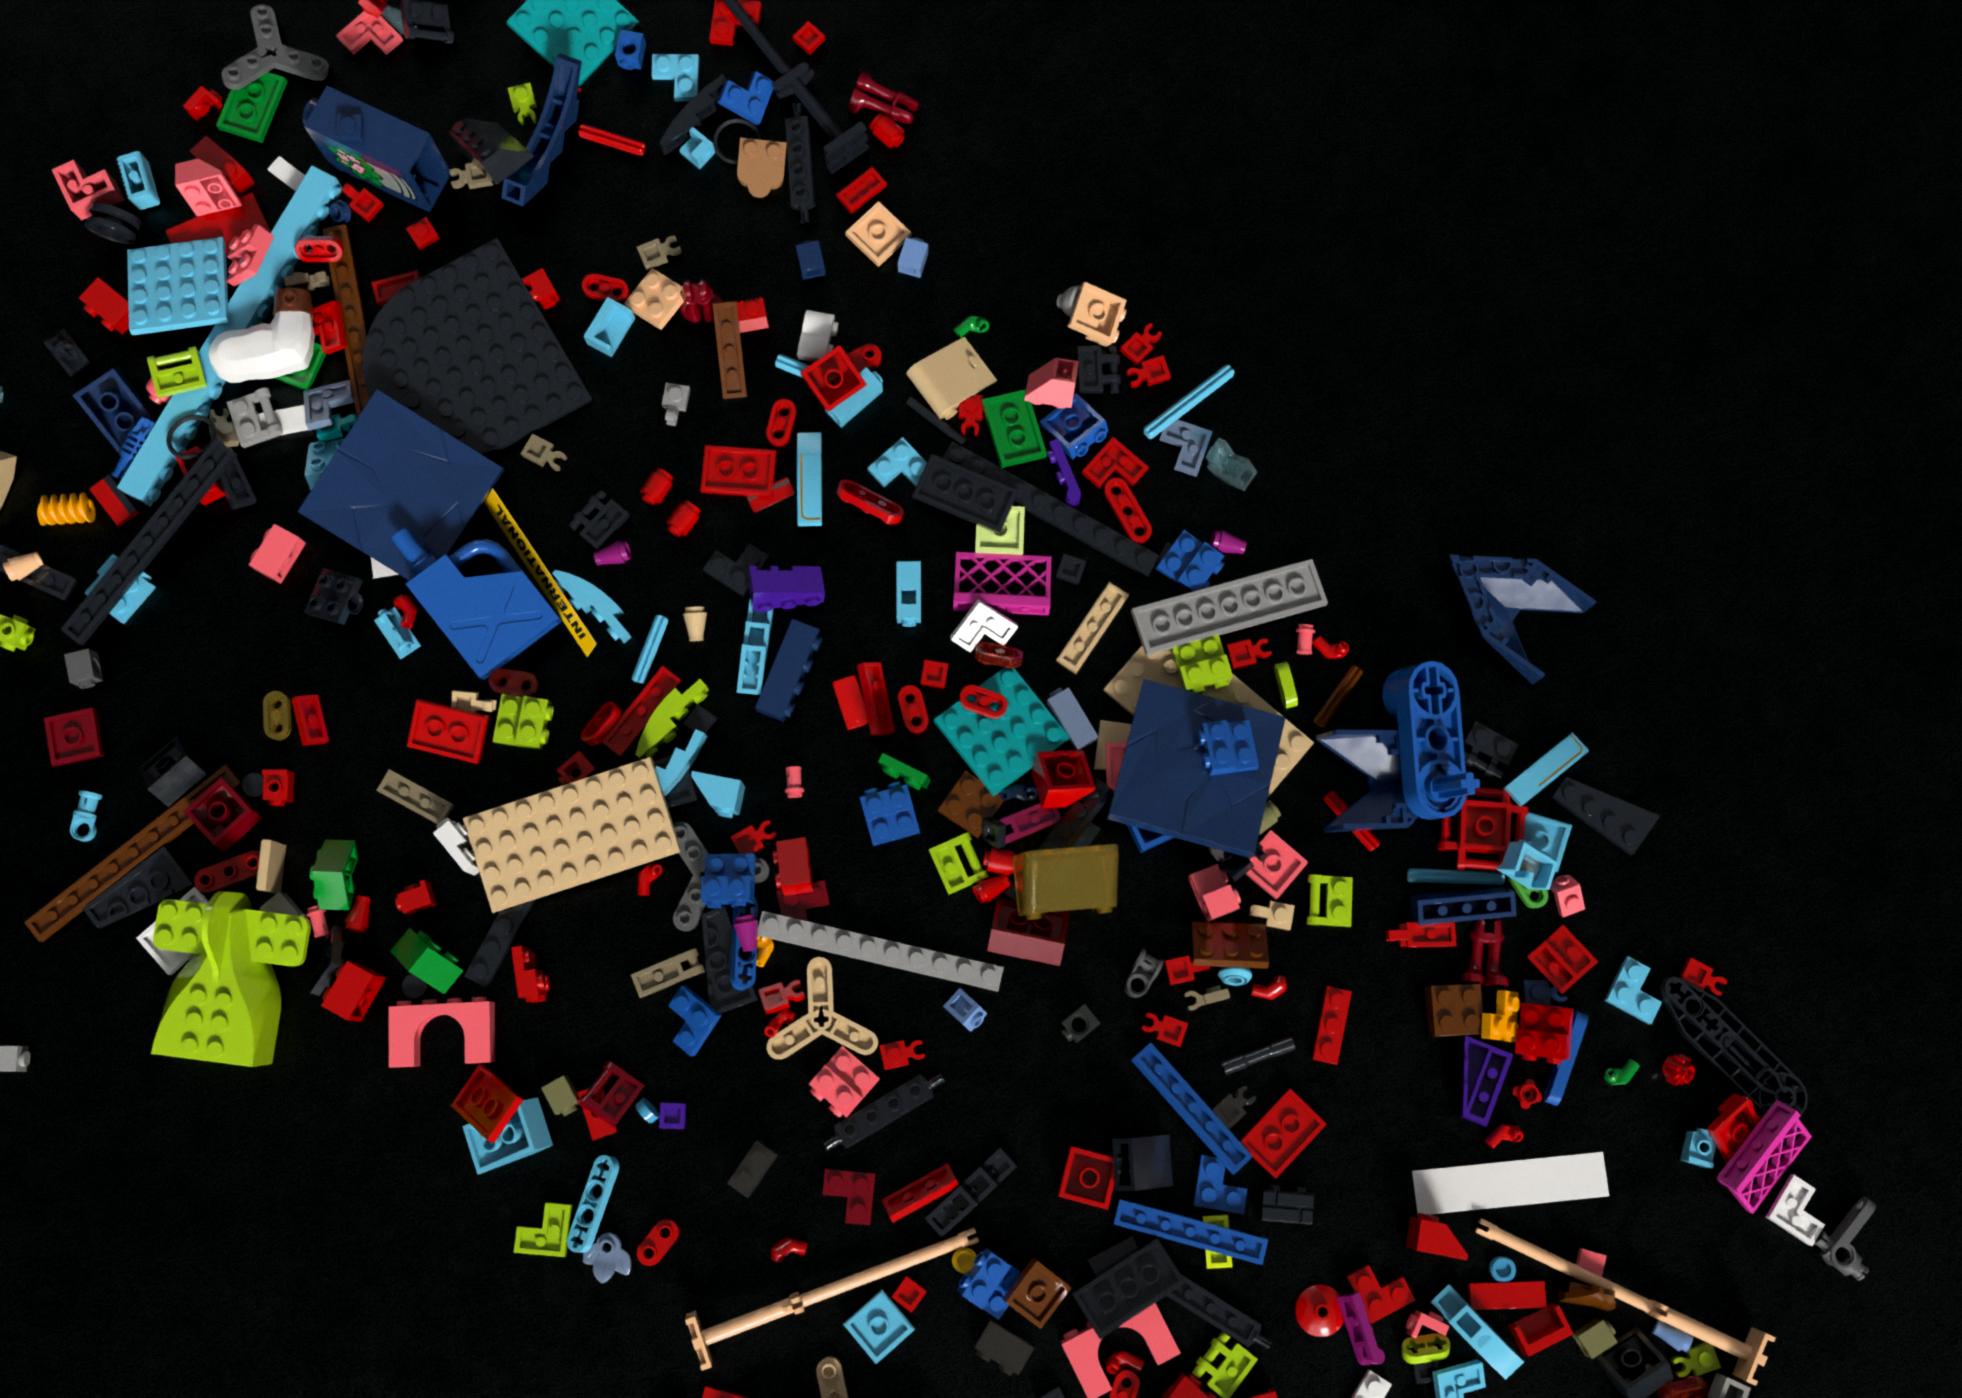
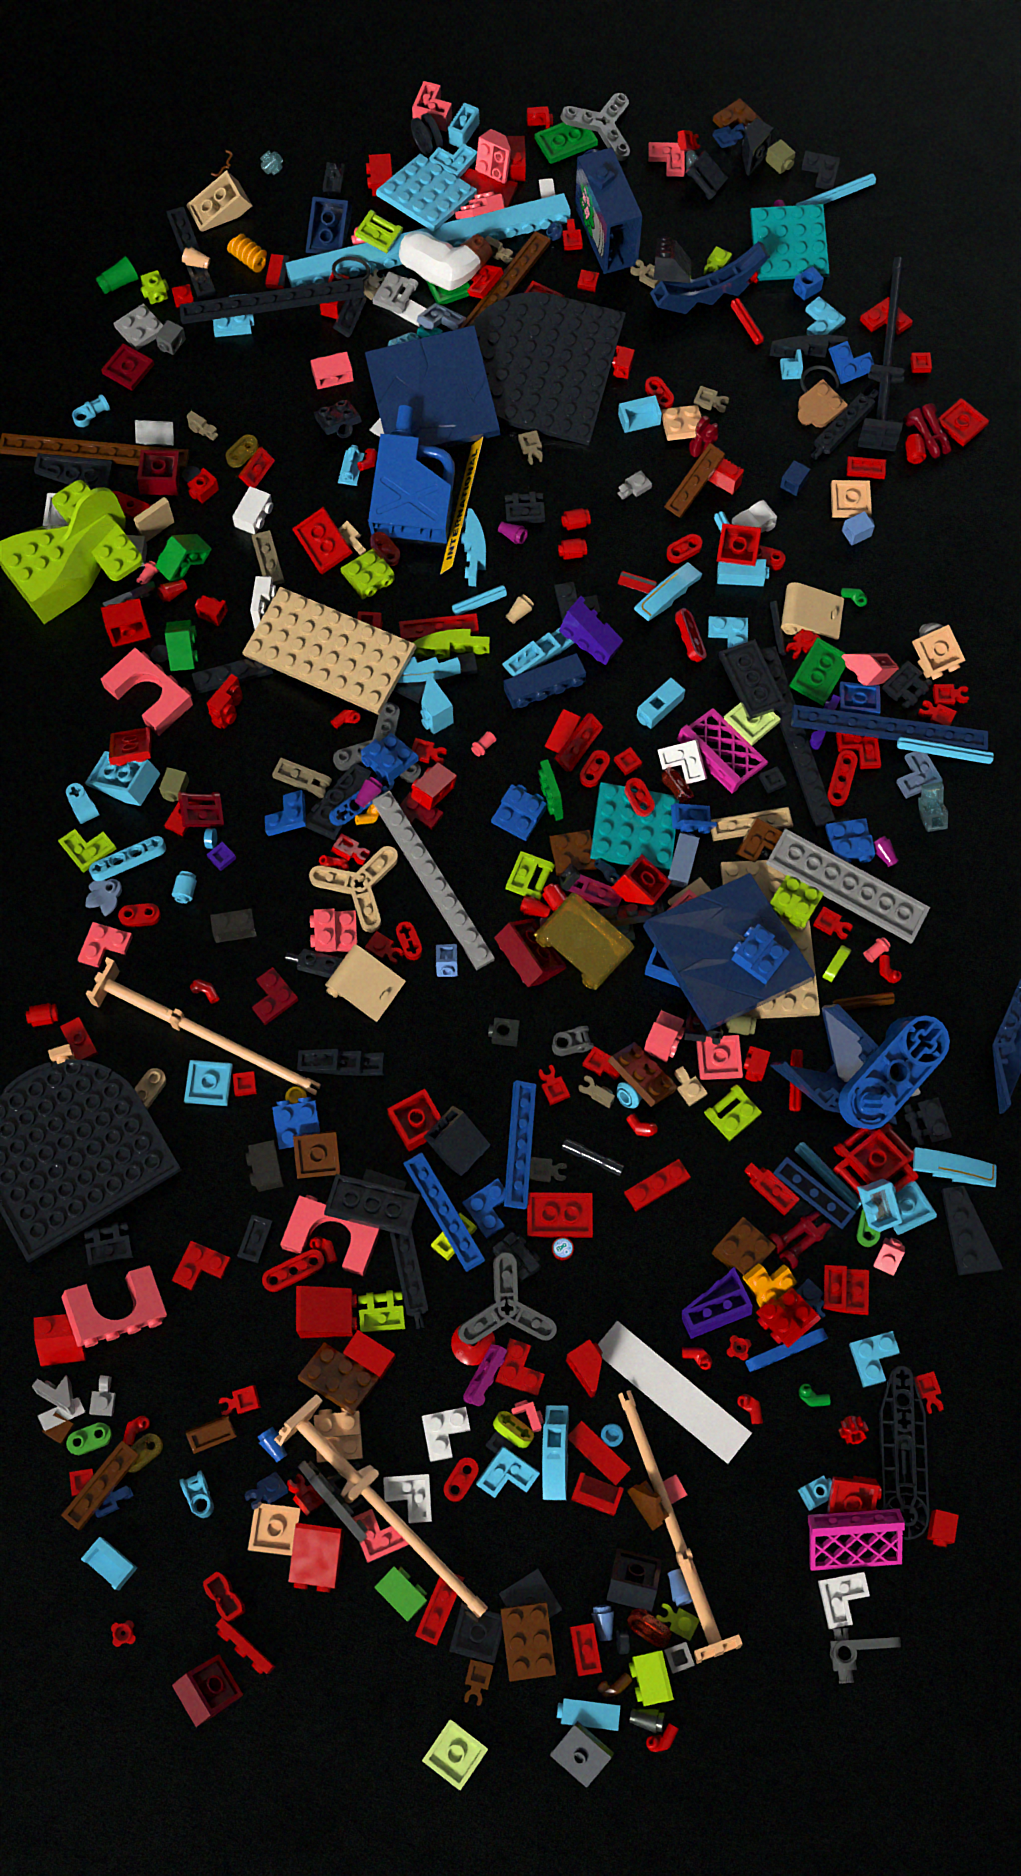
camera: 50 degrees right, 10 degrees down
(39, 684) = (139, 327): none -> light grey plate
(47, 612) = (182, 295): none -> red plate
(132, 445) = (319, 248): blue hinge -> none
(172, 230) = (456, 163): none -> medium azure plate
(208, 729) = (199, 425): none -> dark tan plate
(321, 249) = (523, 238): red plate -> none
(351, 764) = (252, 510): none -> white brick
(501, 1198) = (82, 804): none -> medium azure piece
(601, 723) = (411, 612): red plate -> none
(647, 1300) = (102, 938): none -> coral plate
(672, 1178) = (184, 887): none -> medium azure brick
(738, 471) = (631, 553): red tile -> none
(901, 65) = (962, 422): none -> red plate
(918, 1019) = (405, 942): none -> red beam
(920, 1104) = (363, 980): none -> tan door
(920, 1192) = (311, 1033): red plate -> none
(1042, 673) = (692, 817): none -> blue bracket
(1113, 636) = (758, 836): none -> reddish brown plate
(1125, 429) = (886, 727): none -> dark blue plate
(1309, 841) = (756, 1063): none -> red brick
(1311, 1158) = (562, 1248): none -> tile
(1322, 1276) = (492, 1317): none -> dark grey piece
(1584, 1130) = (751, 1405): none -> red arm
(1595, 1337) = (627, 1535): olive brick -> none
(1815, 1076) = (942, 1527): none -> red brick

